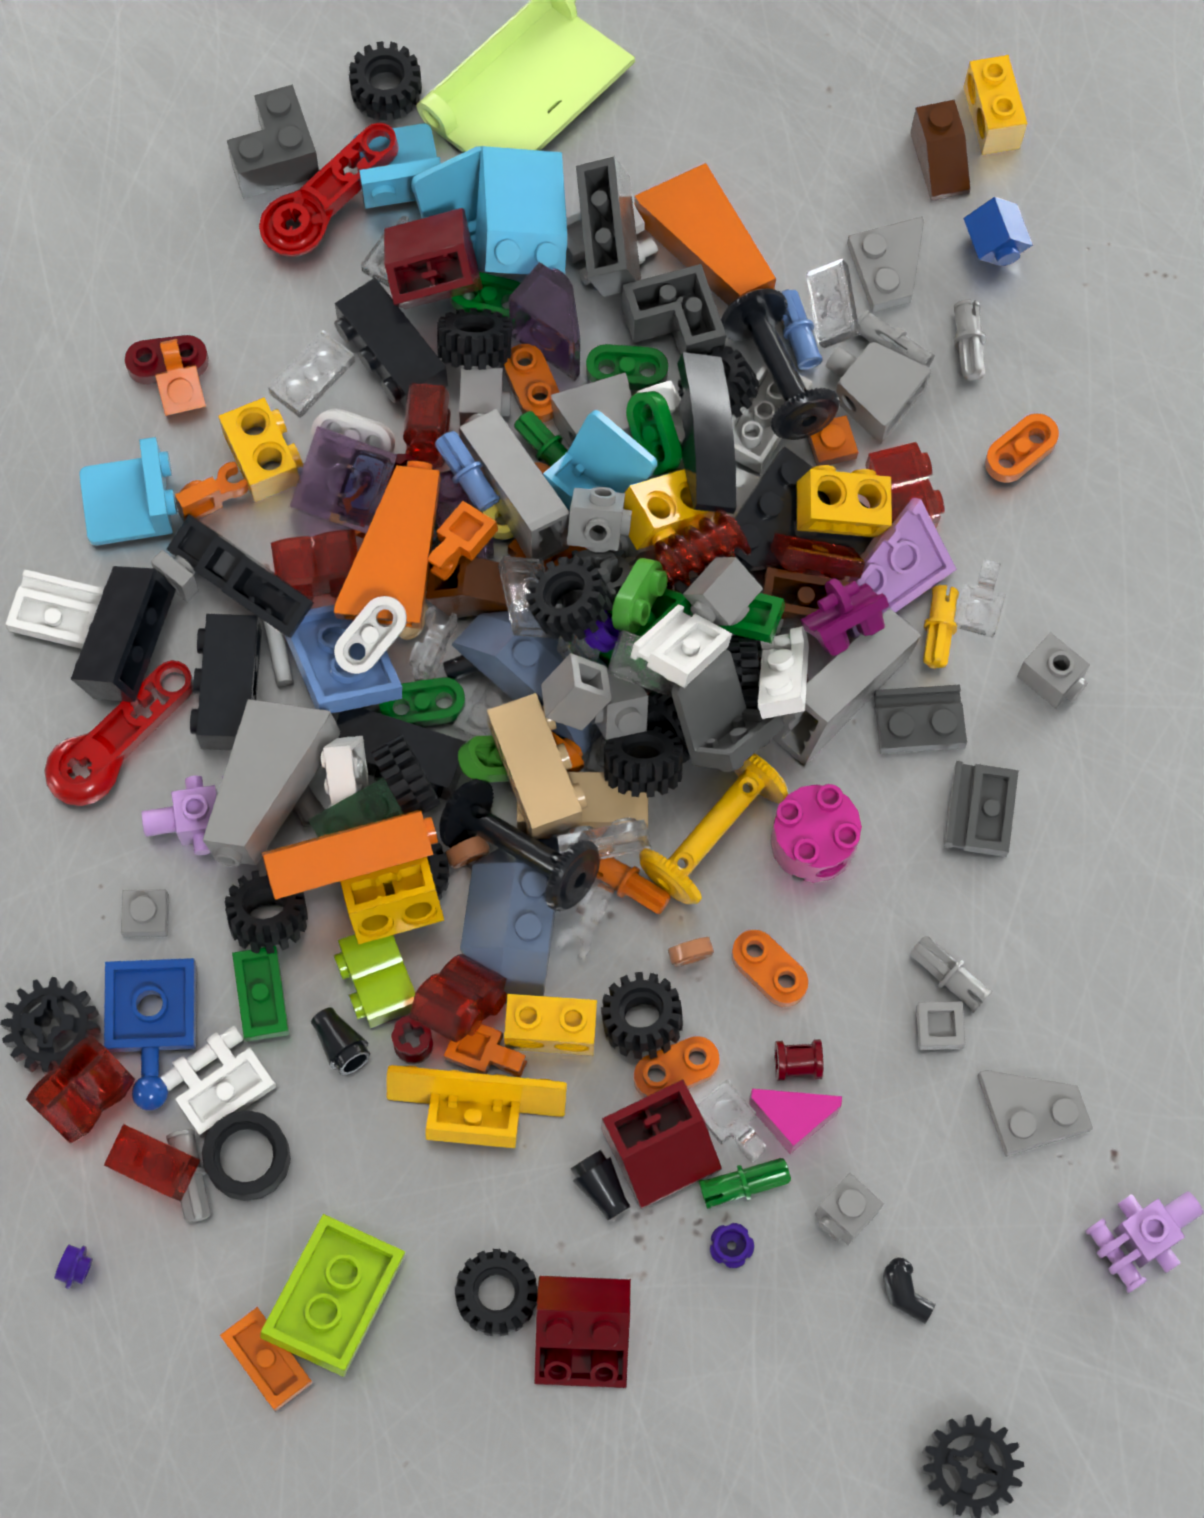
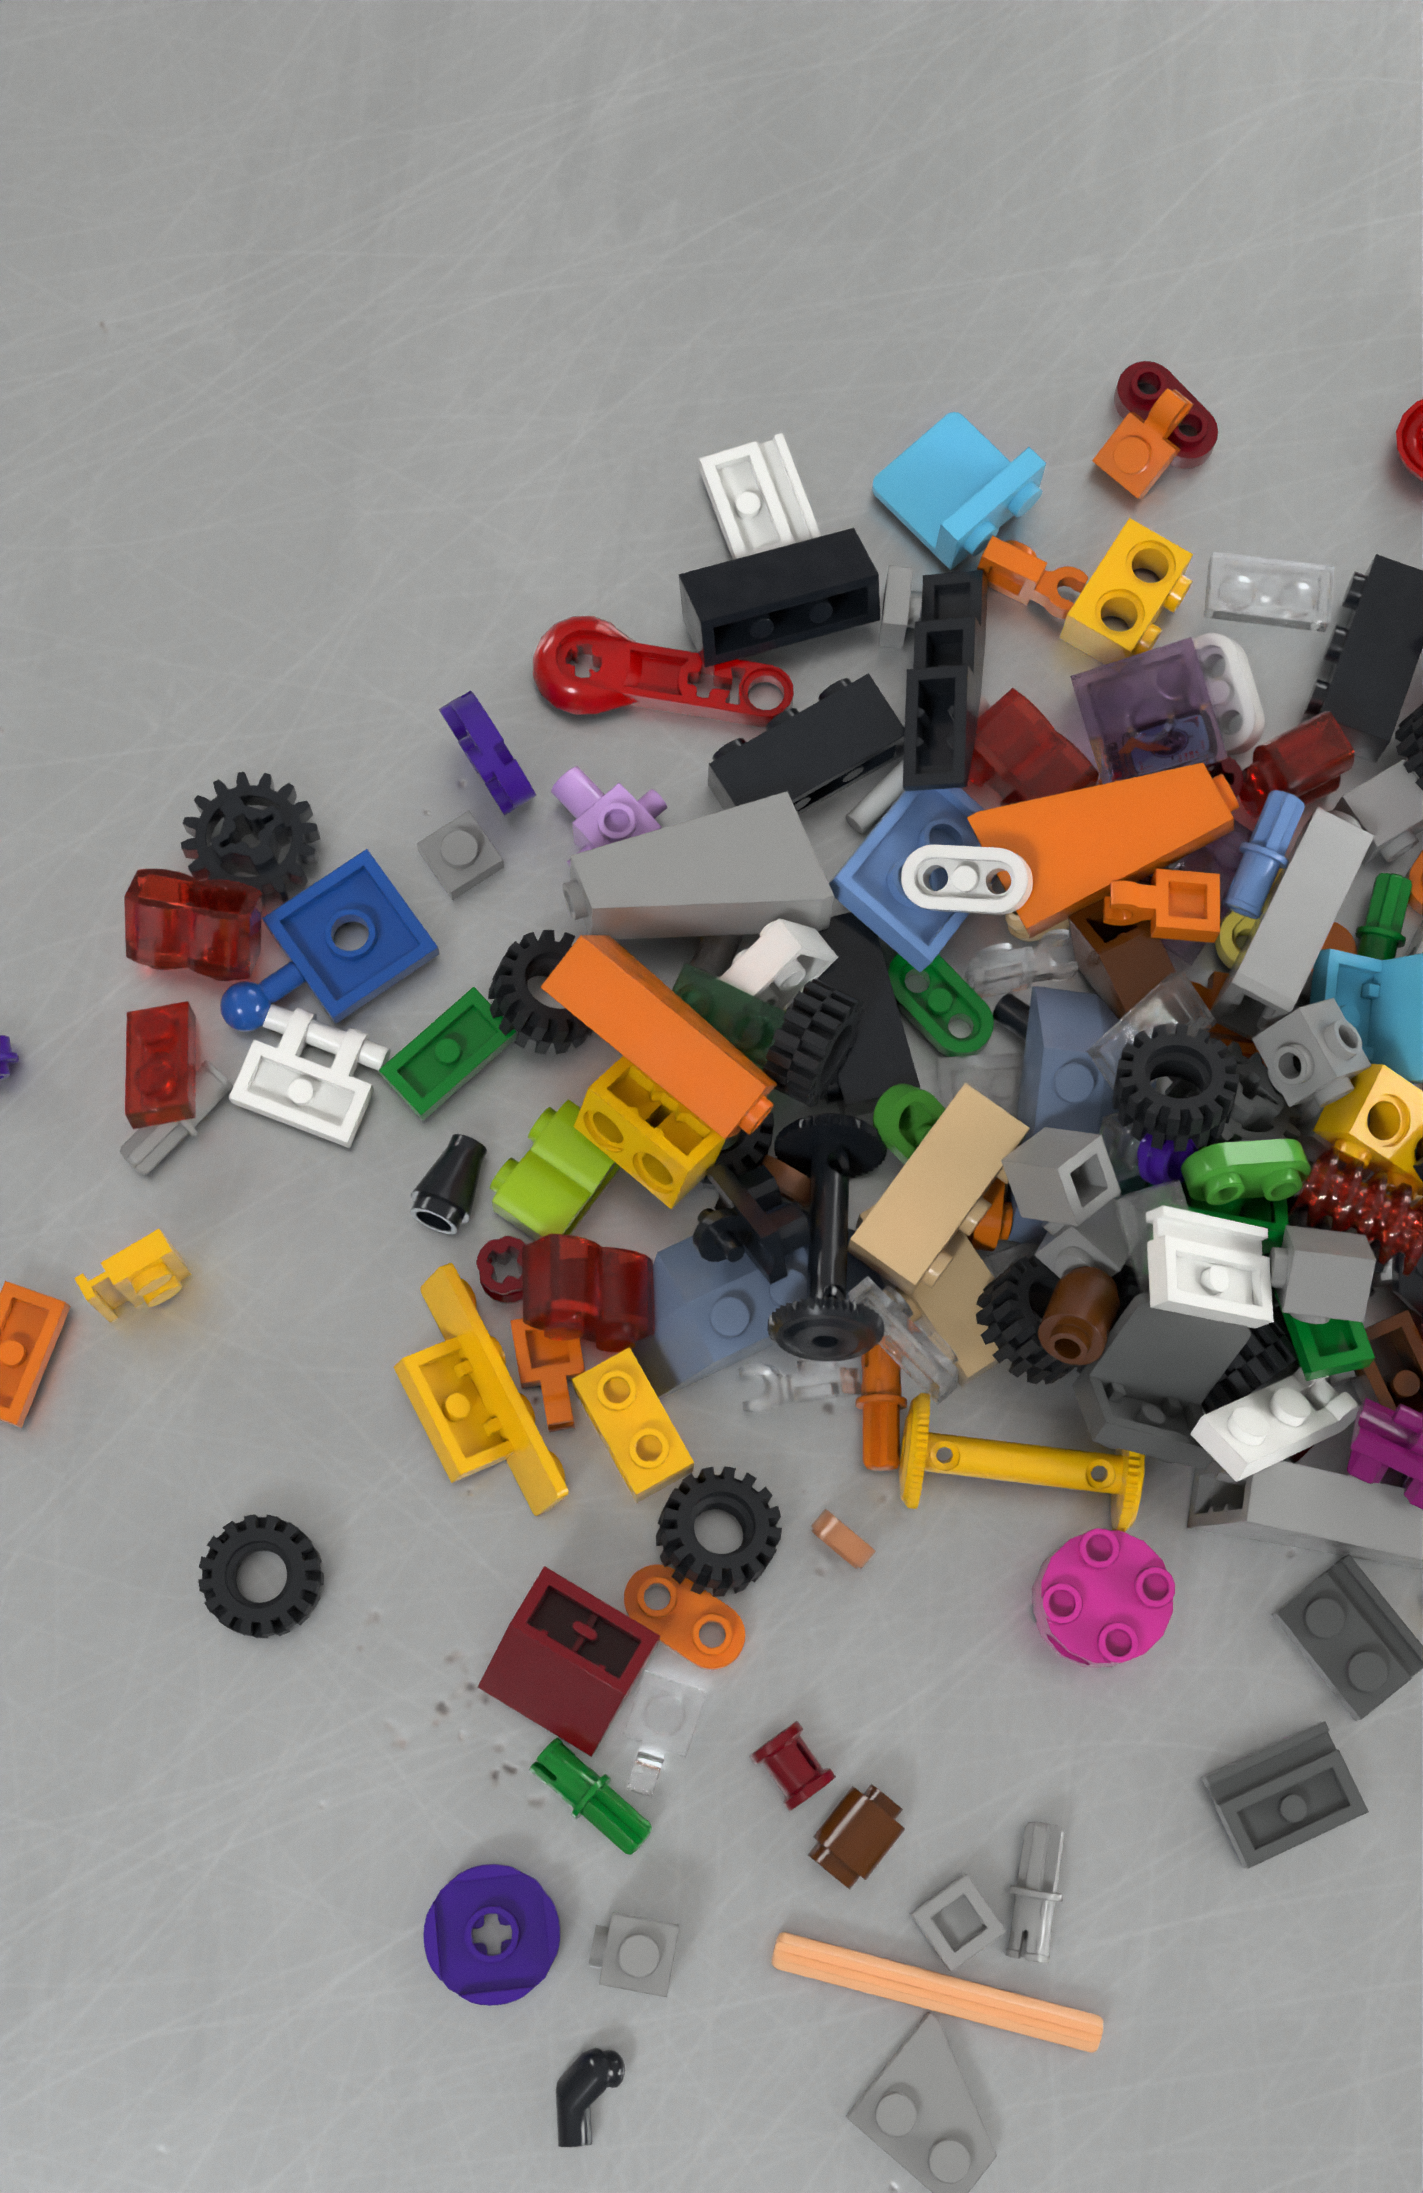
camera: 55 degrees right, 5 degrees up
(93, 851) = (487, 752): none -> dark purple plate
(241, 1121) = (222, 1123): black tyre -> none
(274, 1248) = (138, 1274): none -> yellow plate
(332, 1295) = (133, 1382): lime plate -> none
(481, 887) = (744, 1227): none -> black hips
(582, 1331) = (277, 1712): dark red slope -> none
(600, 1183) = (475, 1617): black cone -> none
(659, 733) = (1080, 1316): none -> reddish brown brick
(737, 1234) = (503, 1812): dark purple plate -> none
(767, 968) = (890, 1652): orange plate -> none
(793, 1115) = (715, 1807): dark pink slope -> none
(811, 1280) = (467, 1965): none -> dark purple plate
(859, 1048) = (857, 1835): none -> reddish brown brick
(969, 1062) = (937, 1992): none -> light nougat axle

